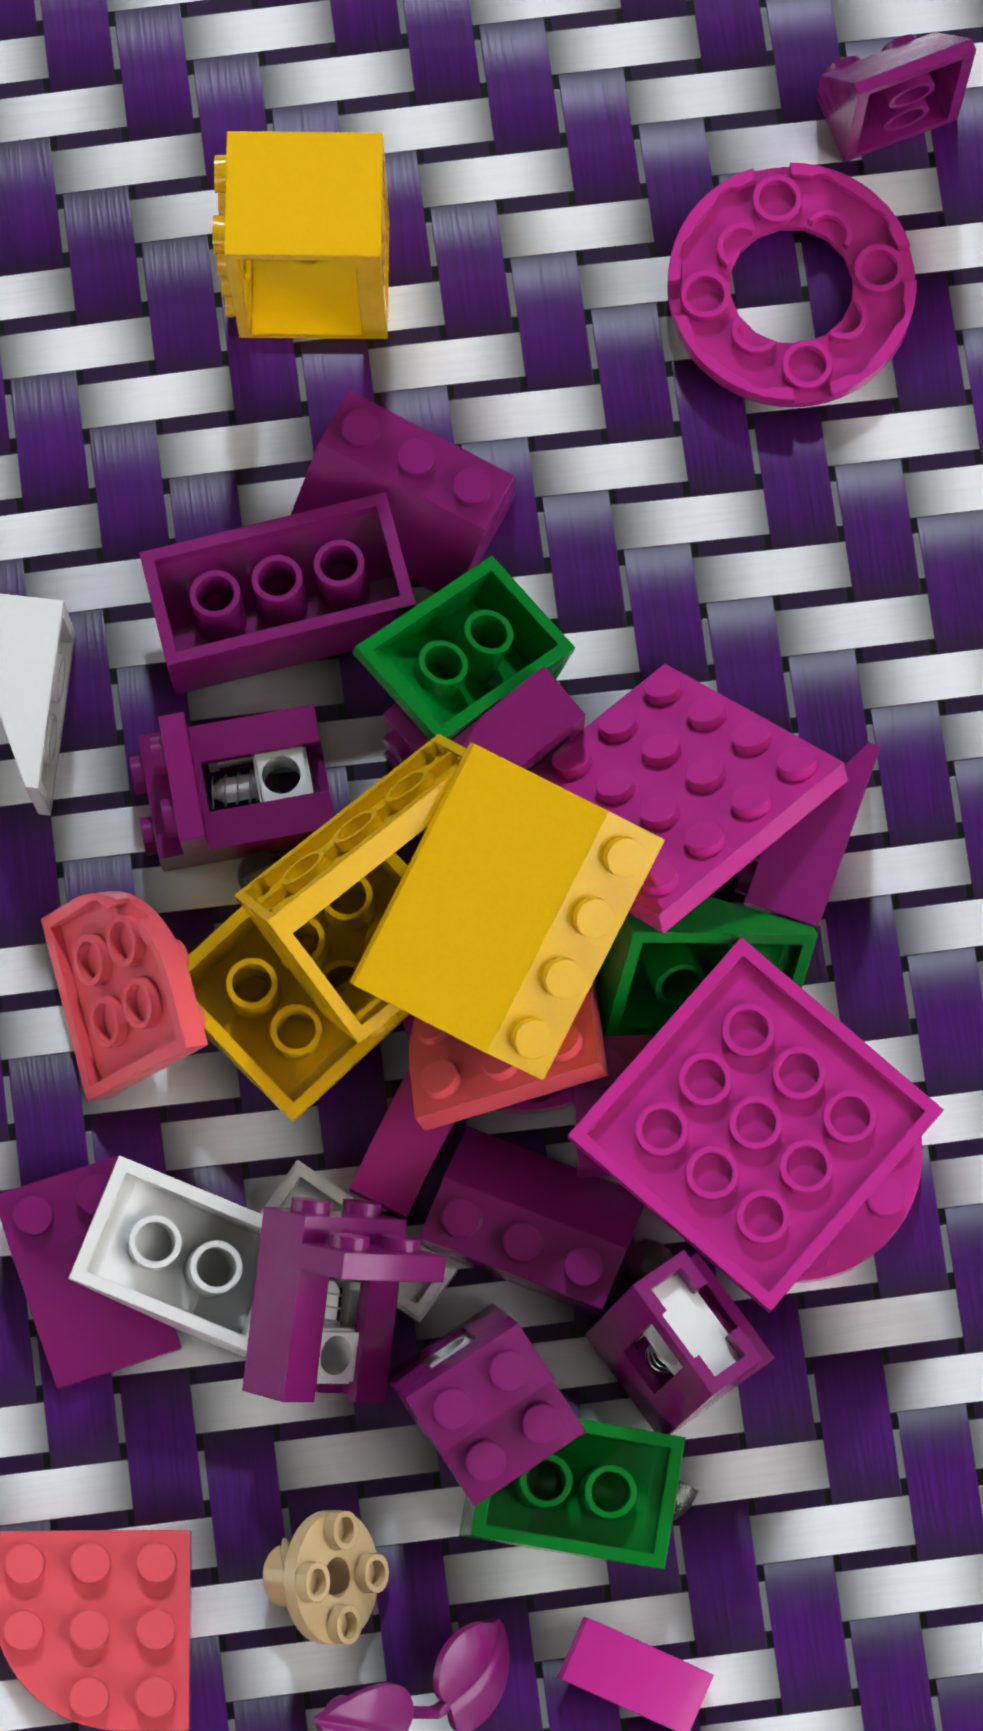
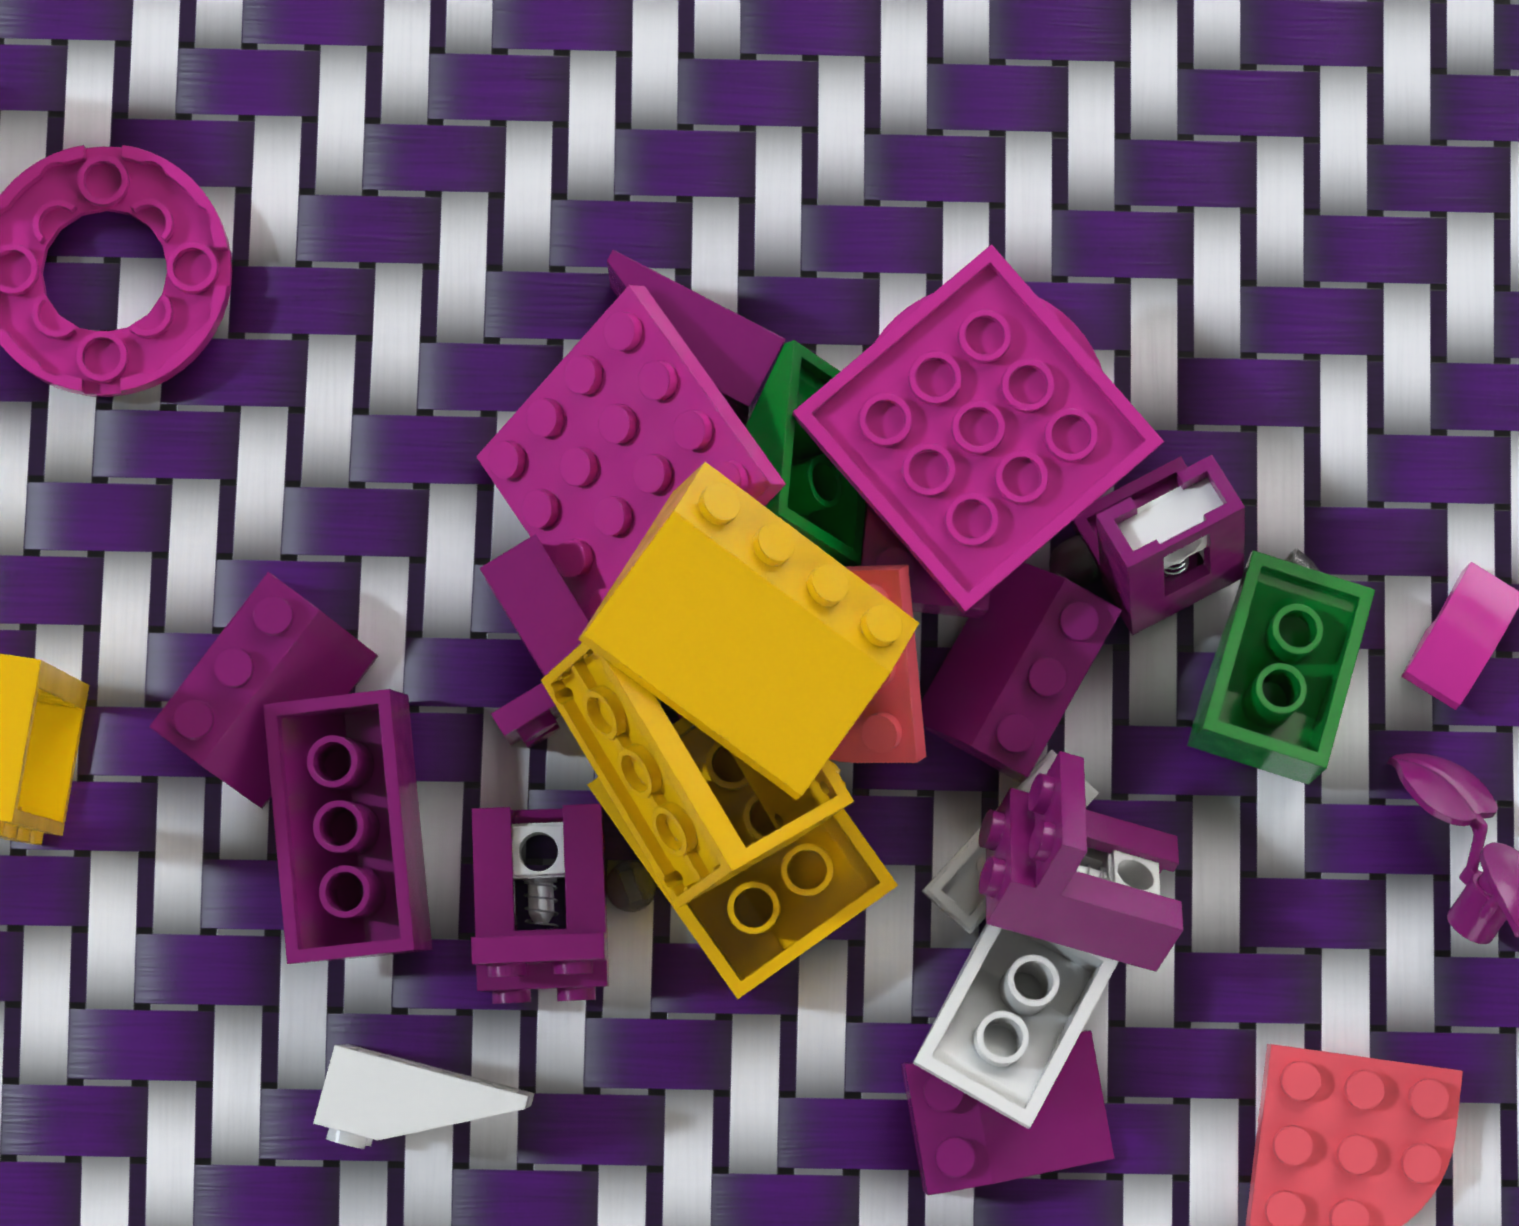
camera: 90 degrees left, 5 degrees up
(122, 990) = (737, 1038): coral plate -> none
(327, 1577) = (1339, 916): tan plate -> none
(399, 1156) = (932, 790): dark pink slope -> none
(463, 650) = (447, 647): green slope -> none
(486, 1402) = (1198, 737): magenta brick -> none

